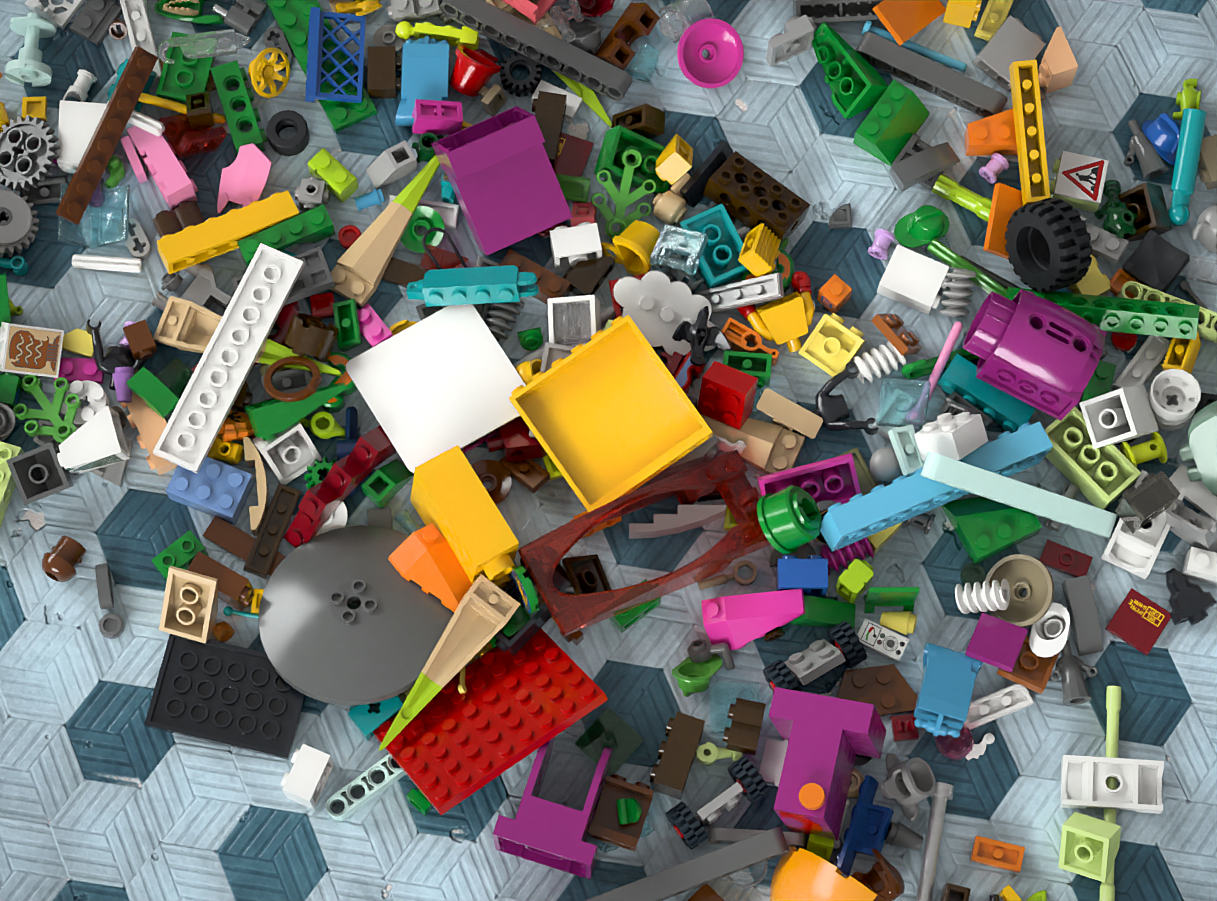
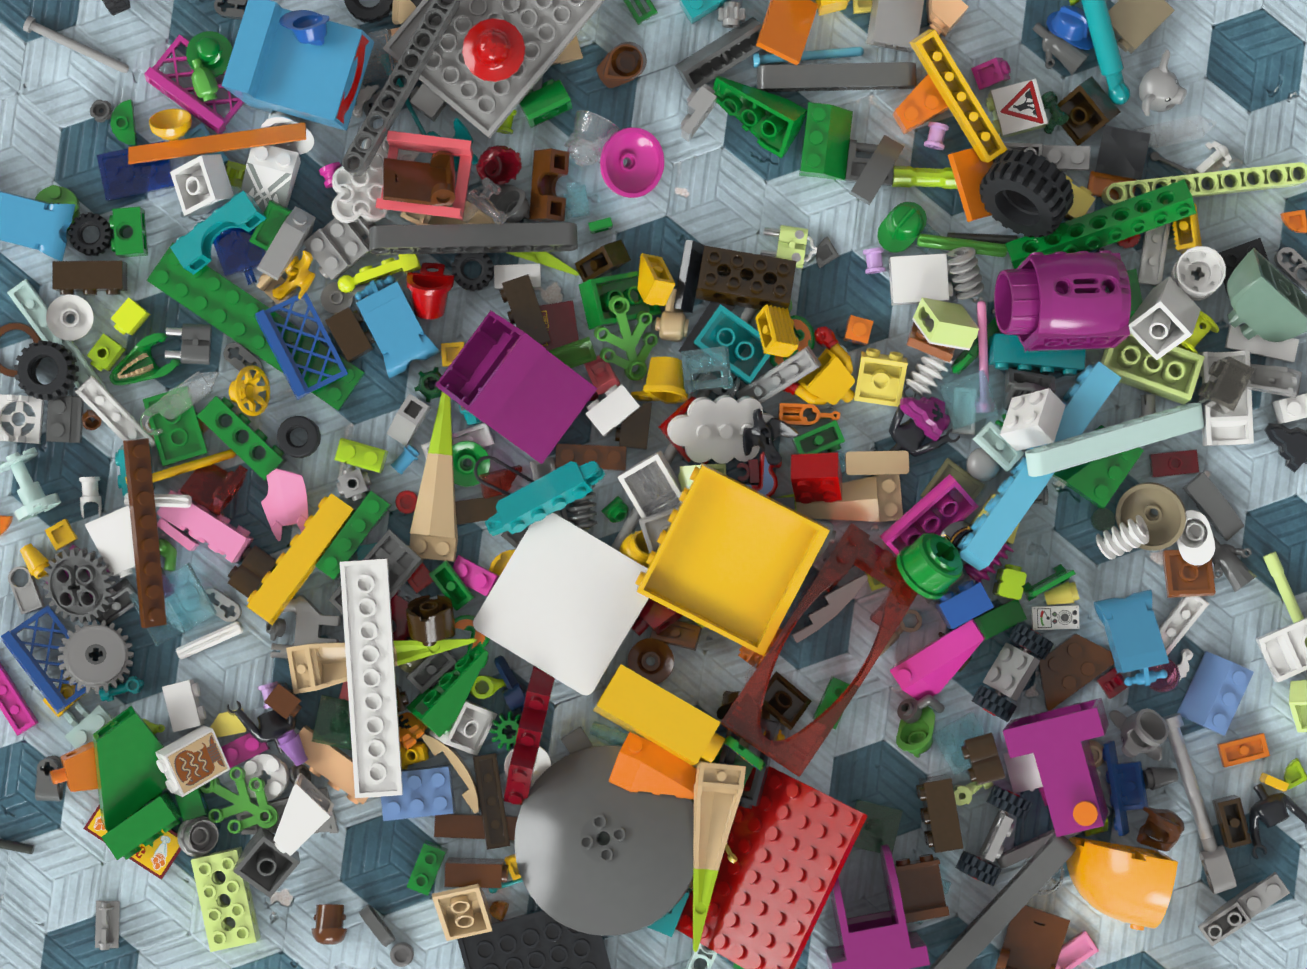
camera: 30 degrees left, 15 degrees up
(51, 303) = (184, 705): none -> white brick
(153, 391) = (324, 744): green slope -> none
(200, 110) = (211, 462): dark brown slope -> none
(298, 396) = (460, 669): reddish brown piece -> none
(387, 482) = (565, 709): green slope -> none
(437, 117) = (425, 356): dark pink hinge -> none
(492, 99) = (462, 307): dark tan tile -> none
(628, 810) = (926, 885): green plate -> none
(653, 93) = (600, 225): none -> green tile
(727, 446) = (834, 519): white piece -> none
(815, 191) = (790, 244): none -> yellowish green piece
(857, 394) = (927, 414): none -> magenta rock
(916, 323) = (945, 324): none -> yellowish green piece
(996, 642) = (1155, 572): magenta tile -> none
(997, 786) = (1215, 693): none -> medium blue slope
(1071, 140) = (991, 72): none -> dark pink bracket
(1120, 221) = (1073, 131): dark green rock -> none
(1139, 621) = (1262, 484): dark red tile -> none

